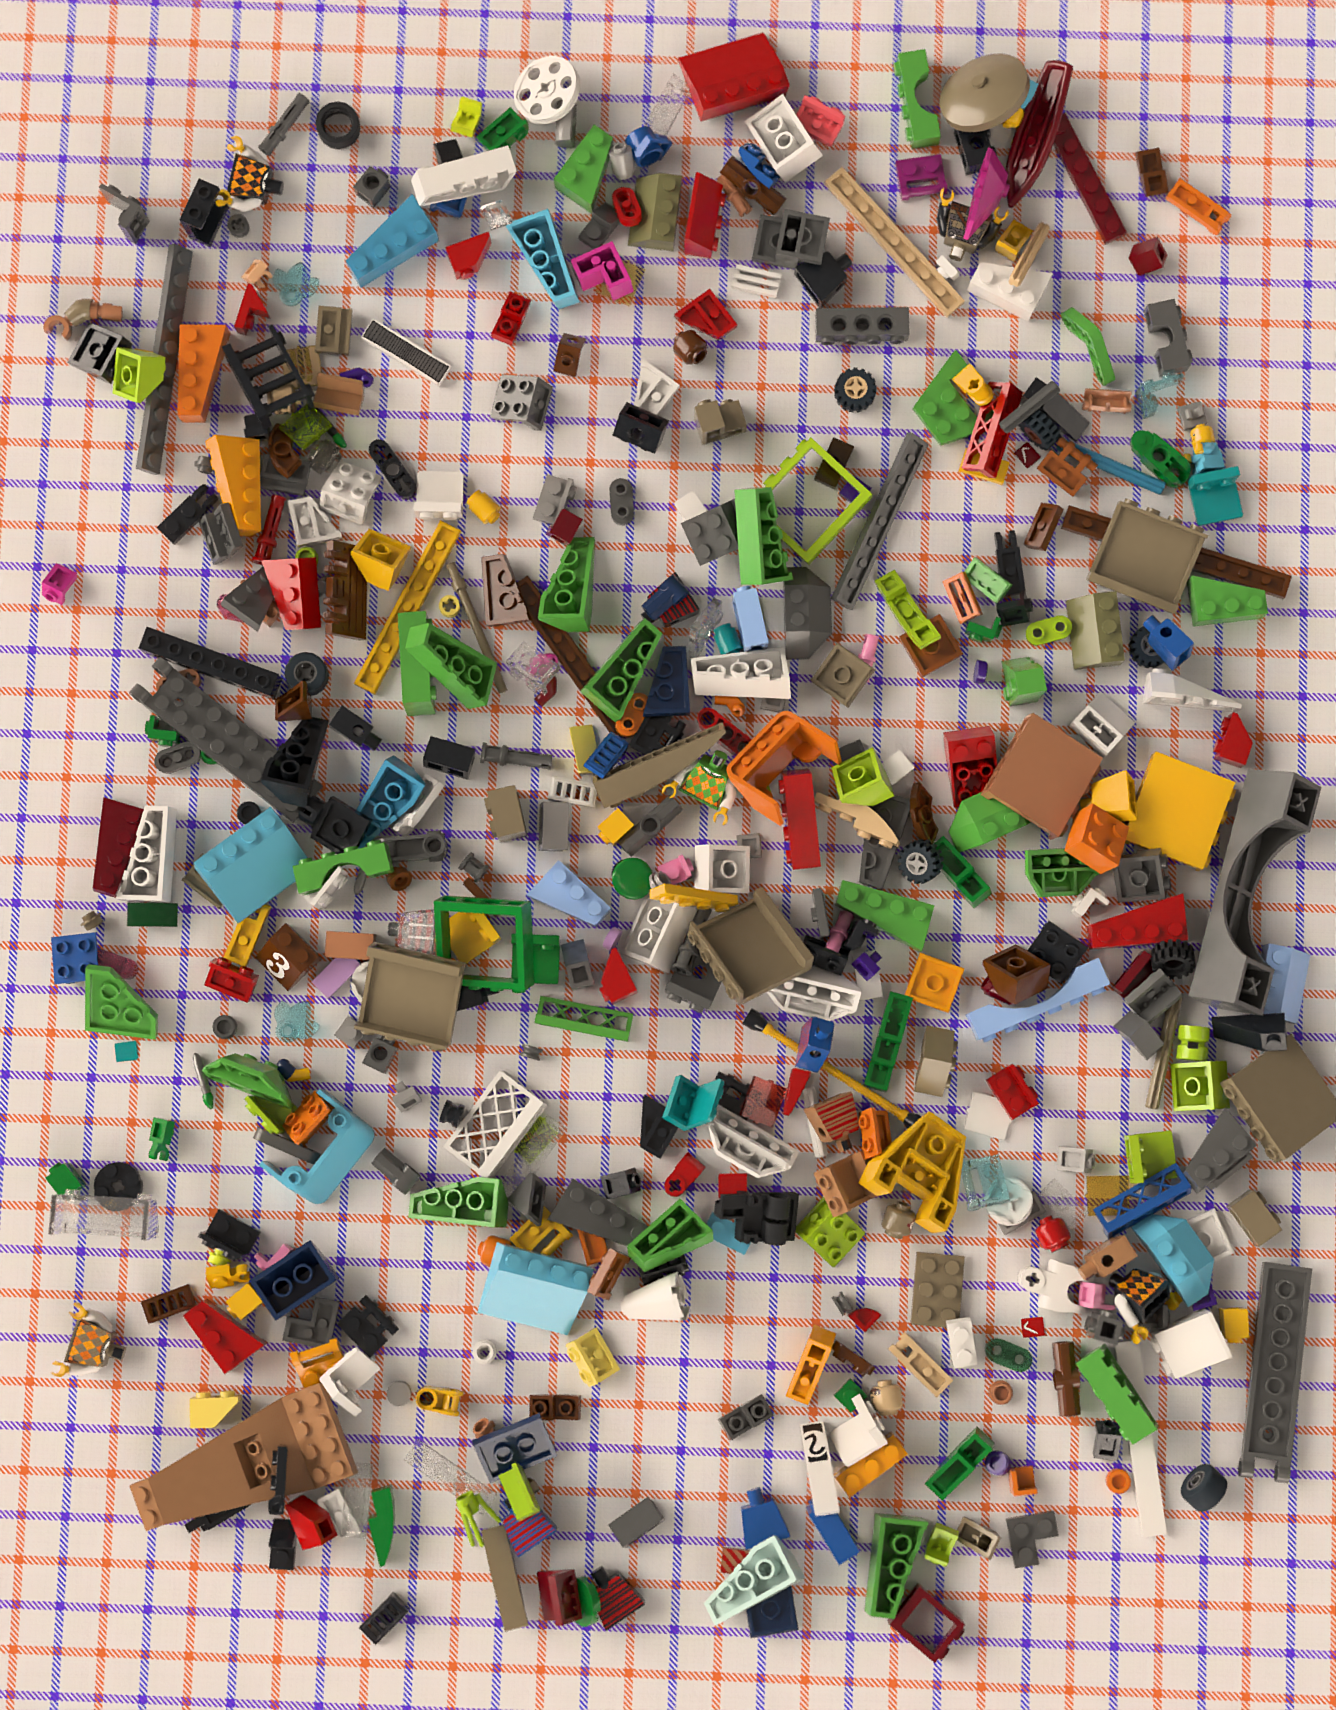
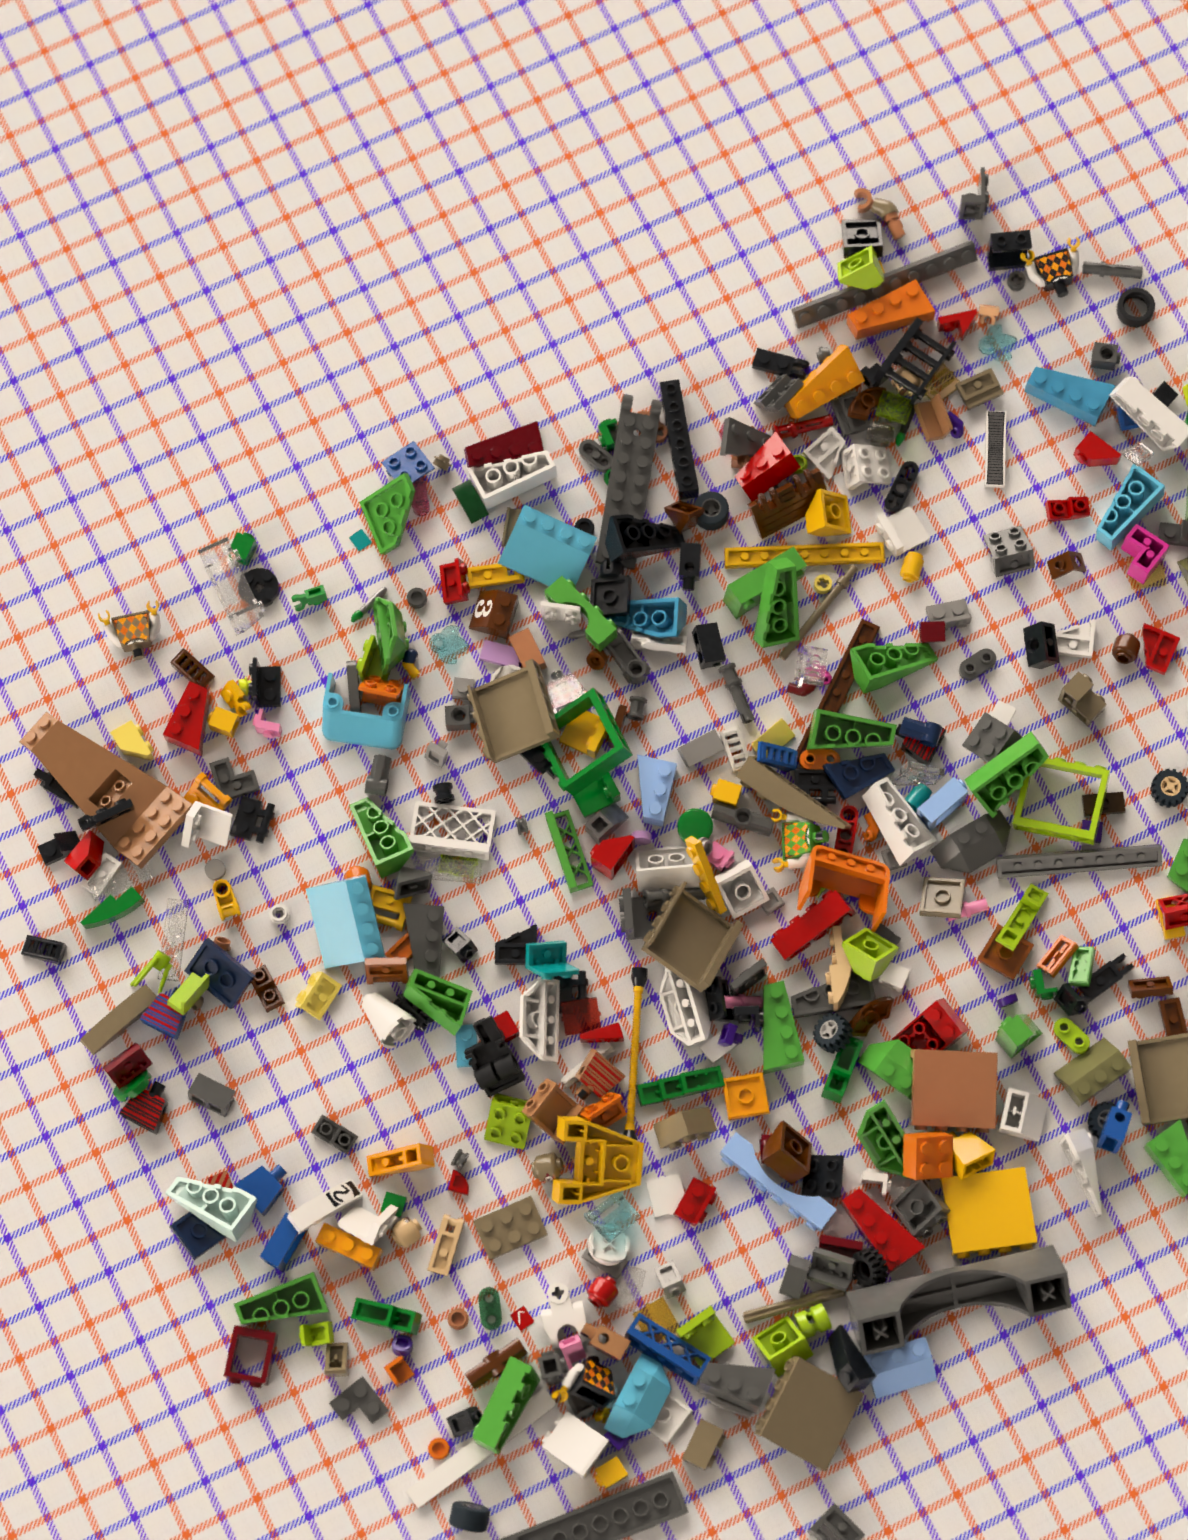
camera: 65 degrees right, 10 degrees down
(58, 583) = (675, 303): dark pink bracket -> none
(294, 1279) = (258, 746): dark blue slope -> none
(501, 593) = (855, 615): wing -> none
(506, 813) = (689, 707): dark tan brick -> none
(686, 1172) = (494, 987): red piece -> none
(814, 1036) = (650, 1025): blue torso -> none
(843, 1353) = (422, 1180): reddish brown plate -> none
(961, 1342) = (479, 1266): white plate -> none
(1234, 743) = (1067, 1228): red slope -> none

